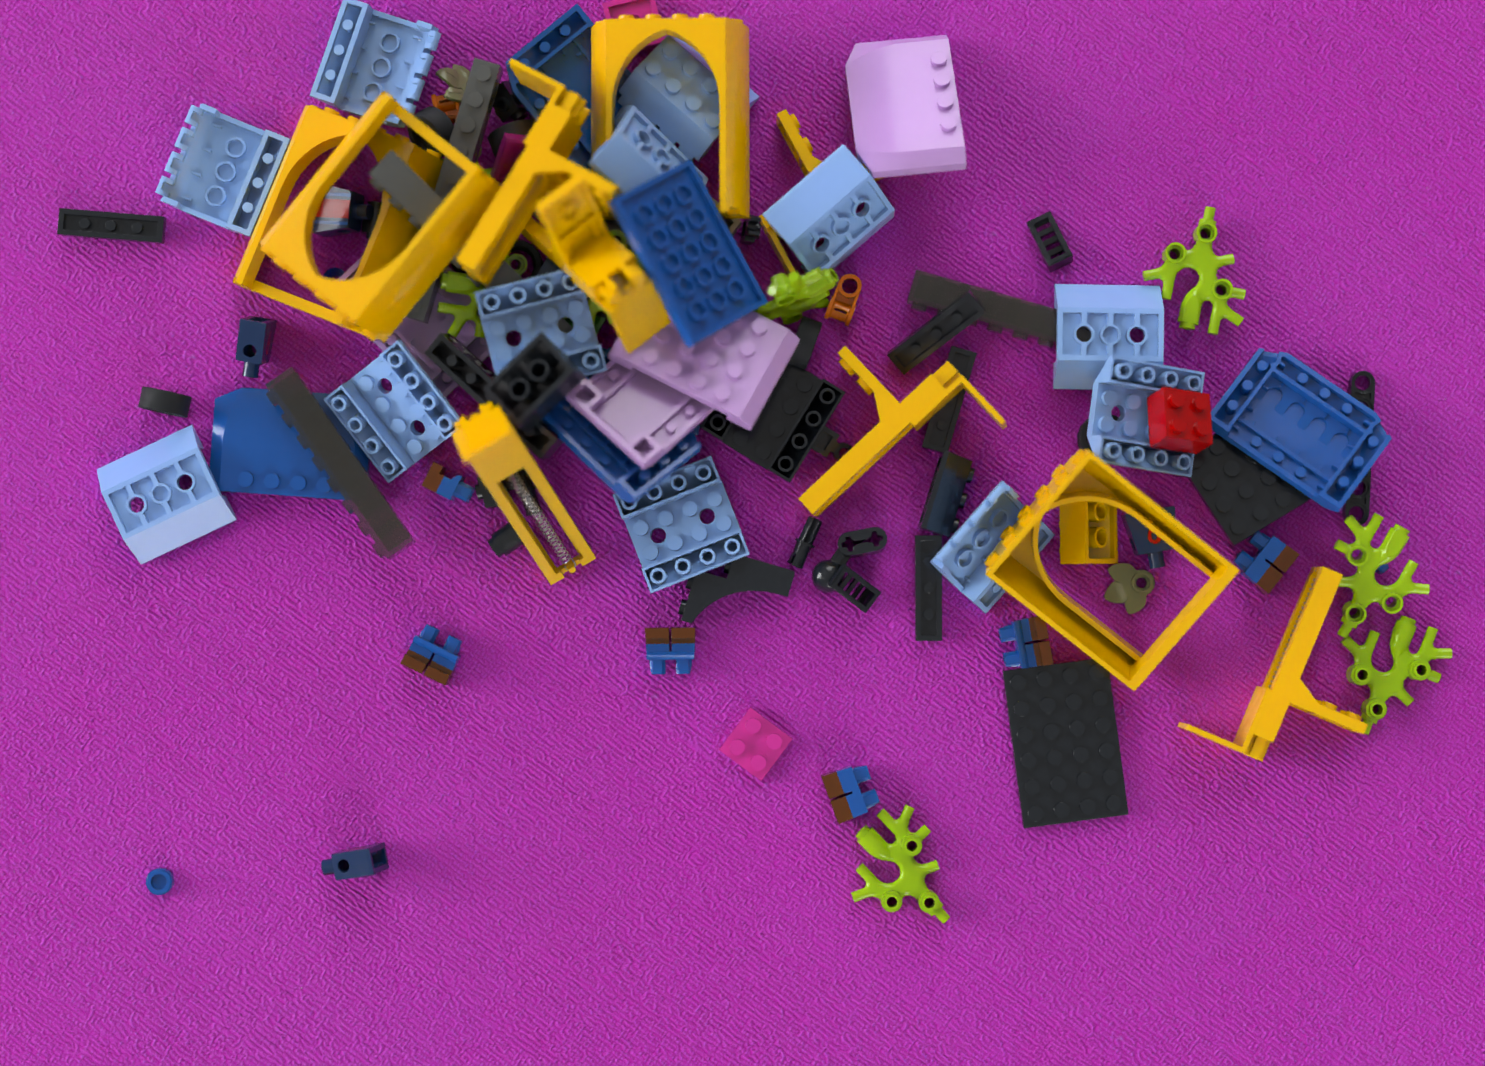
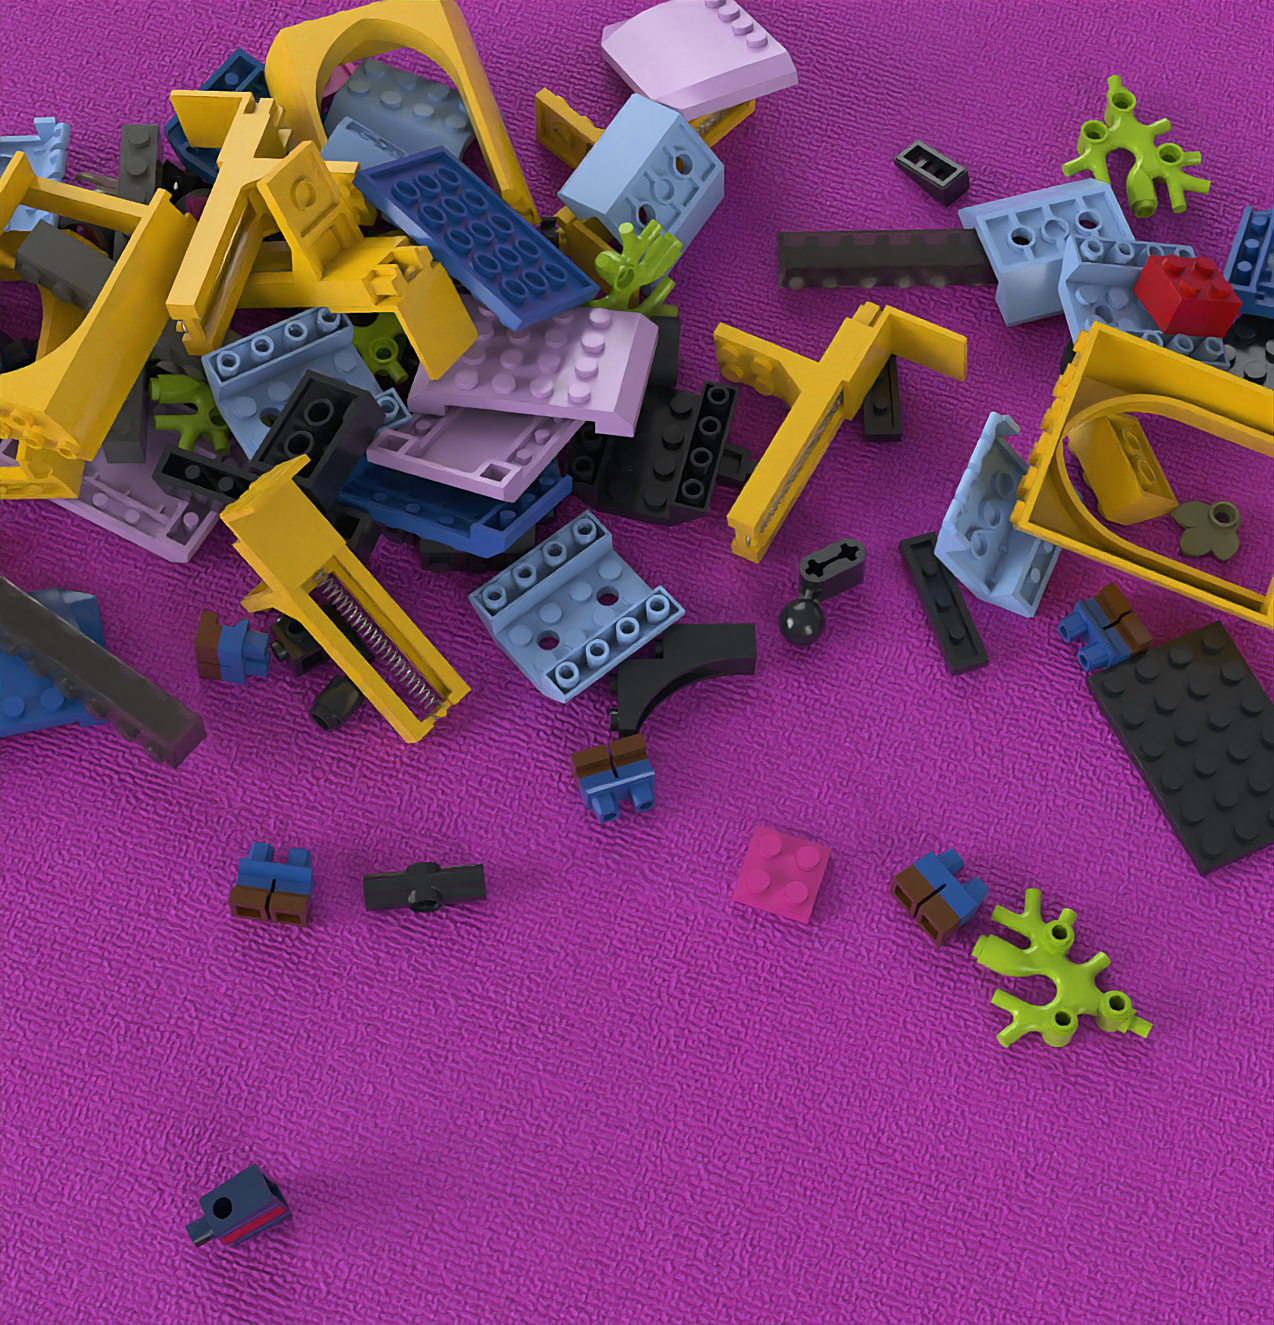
camera: 20 degrees left, 25 degrees down
(385, 419) = (120, 597): light blue slope -> none
(526, 685) = (424, 887): none -> black piece
(805, 542) = (754, 592): black axle -> none
(843, 301) = (697, 298): orange piece -> none
(867, 597) = (866, 624): black slope -> none
(936, 332) = (832, 291): black plate -> none
(946, 494) = (919, 475): black slope -> none
(1145, 541) = (1205, 460): dark blue torso -> none

